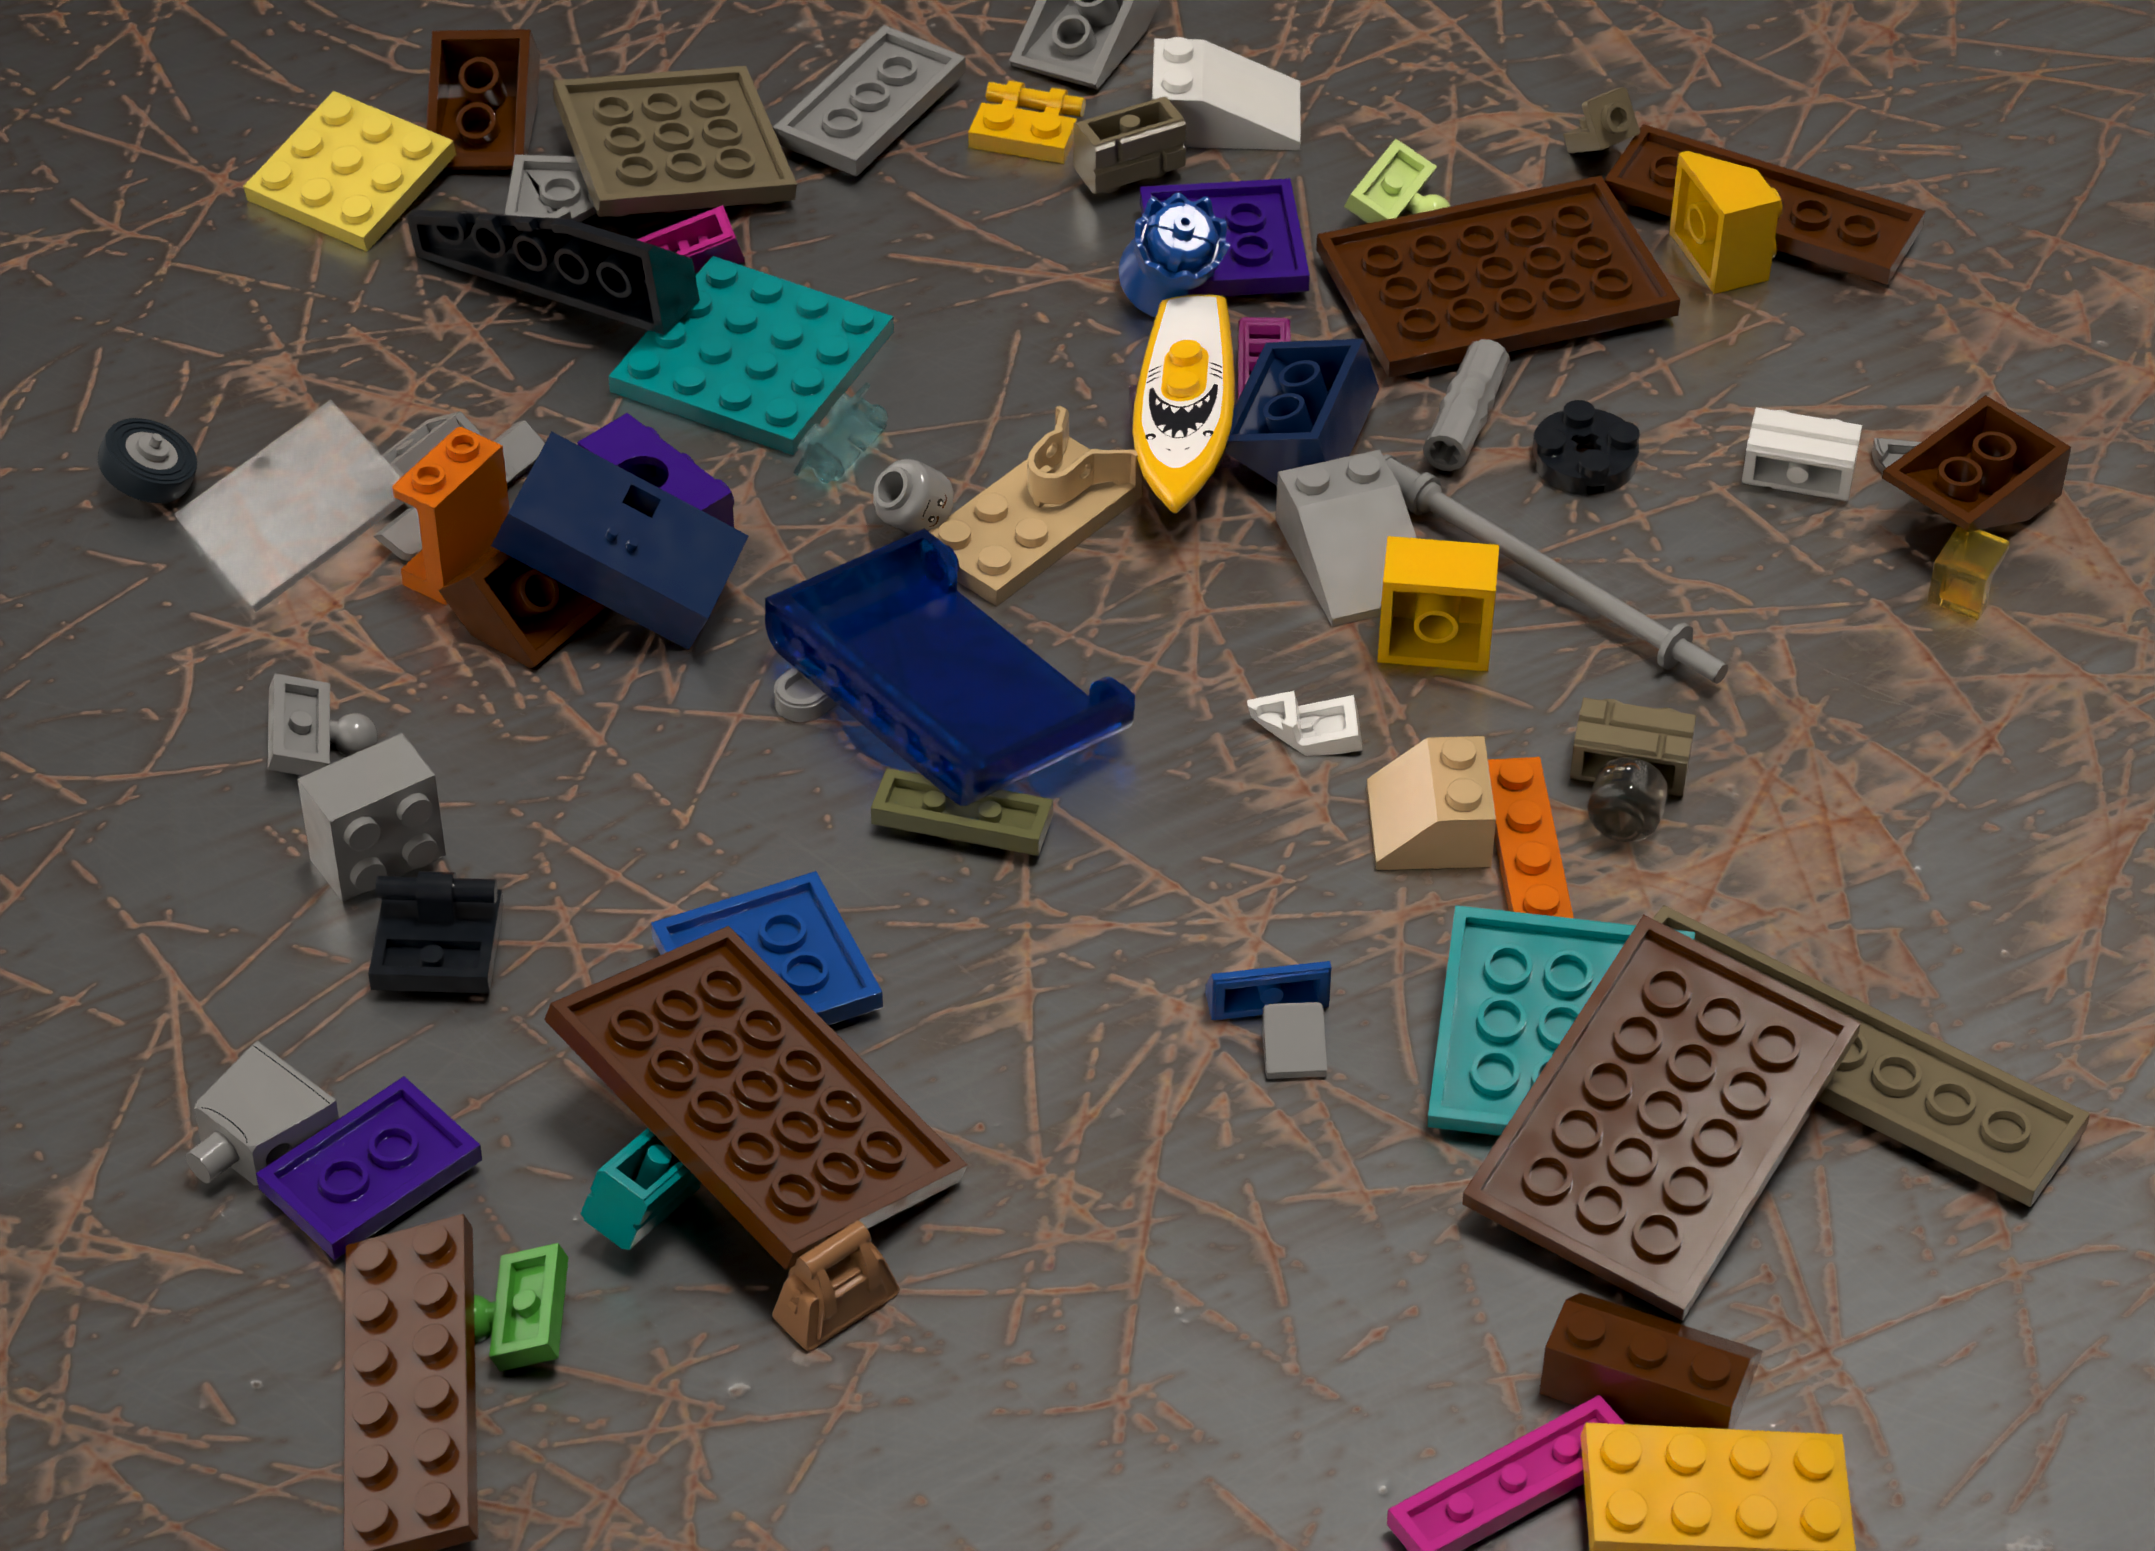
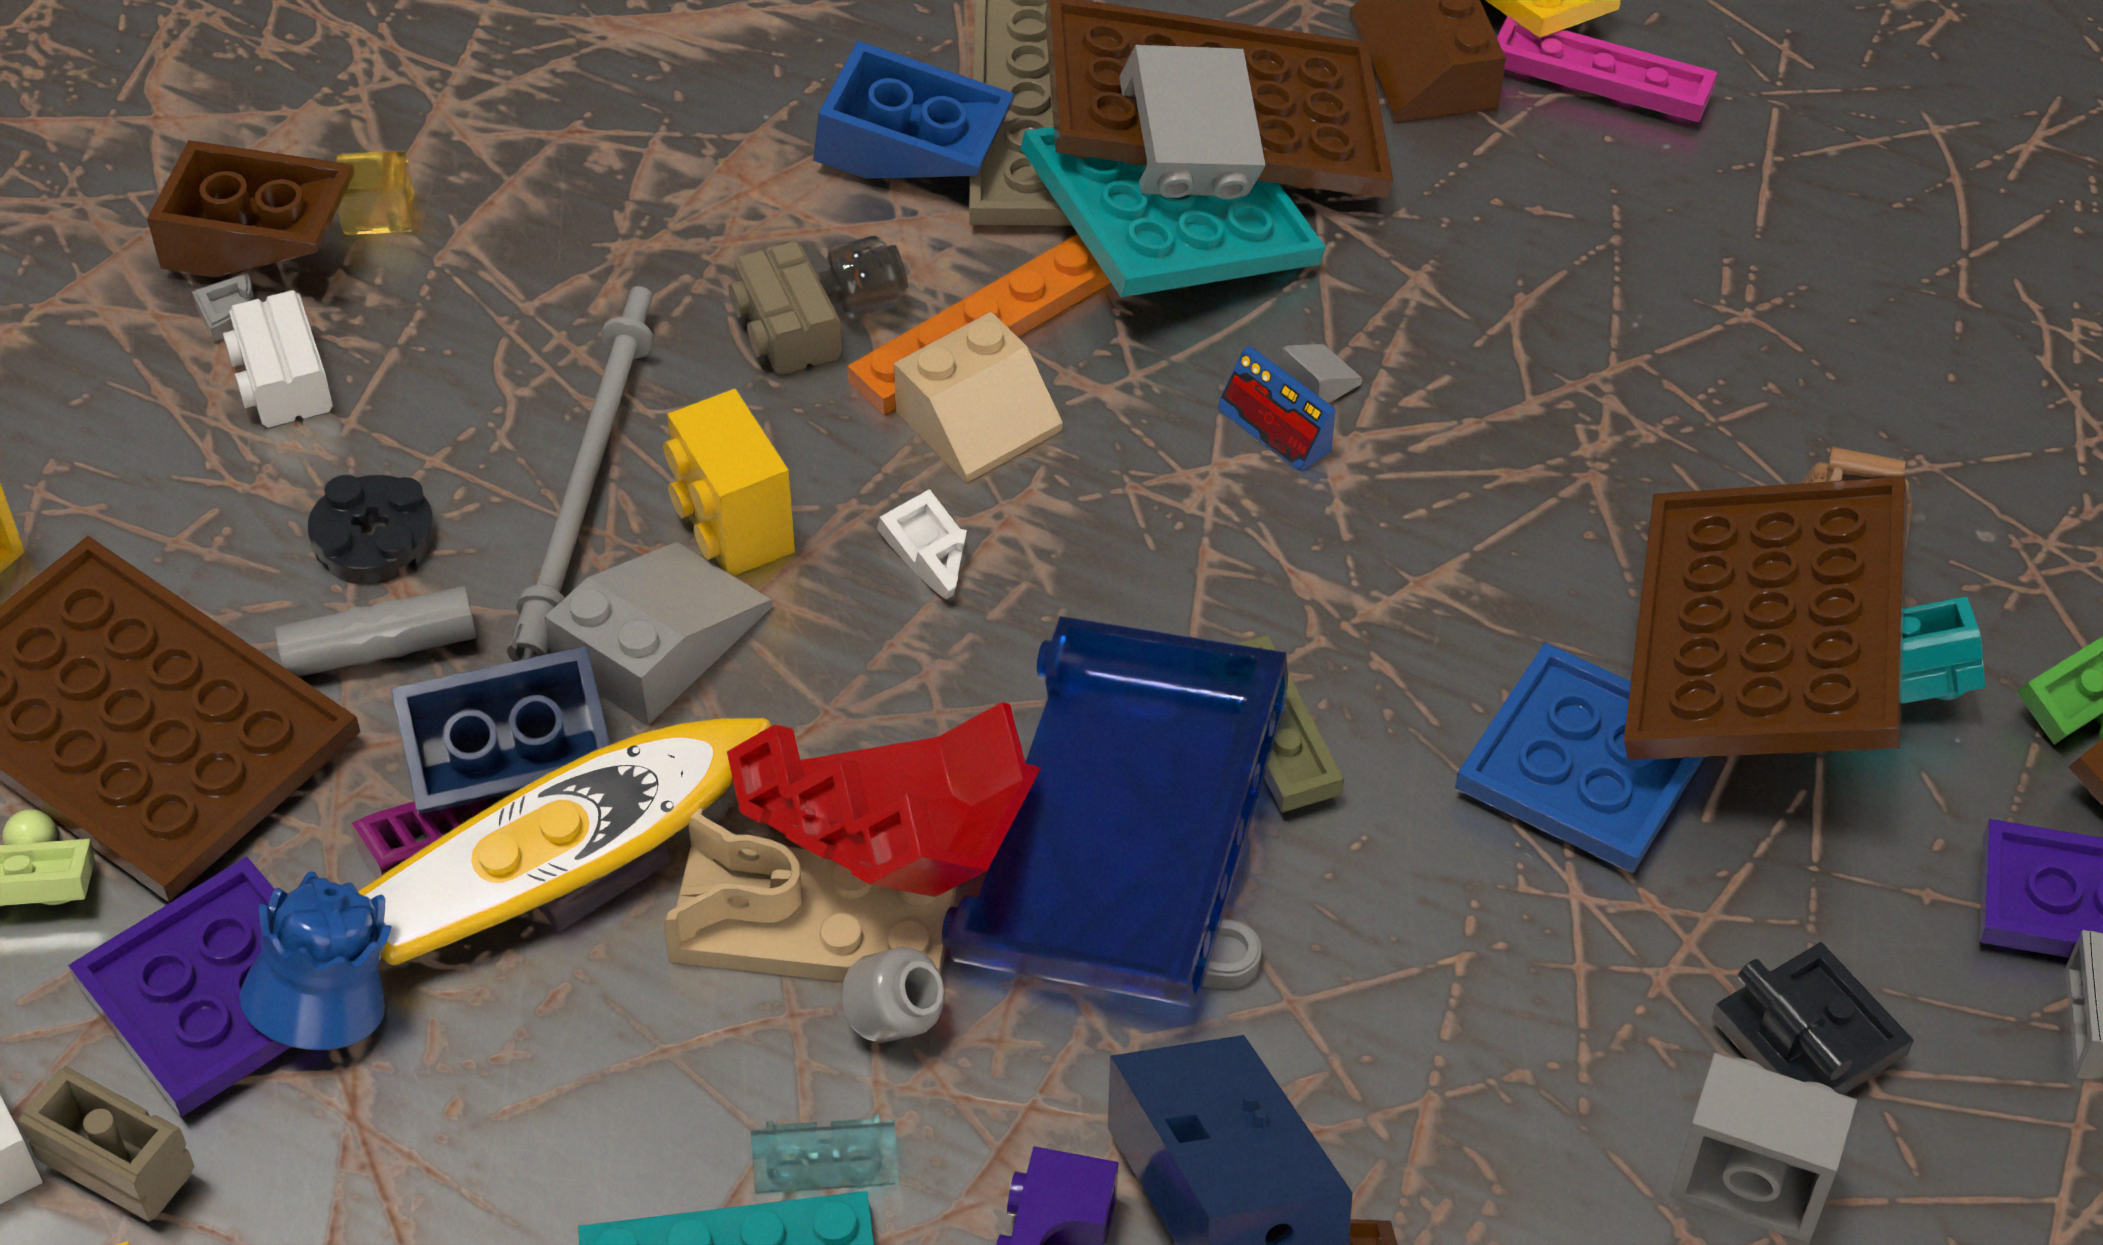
camera: 125 degrees left, 5 degrees up
(1051, 543) = (893, 813): none -> red panel
(1608, 1023) = (1195, 120): none -> light grey panel
(1804, 902) = (907, 118): none -> blue slope

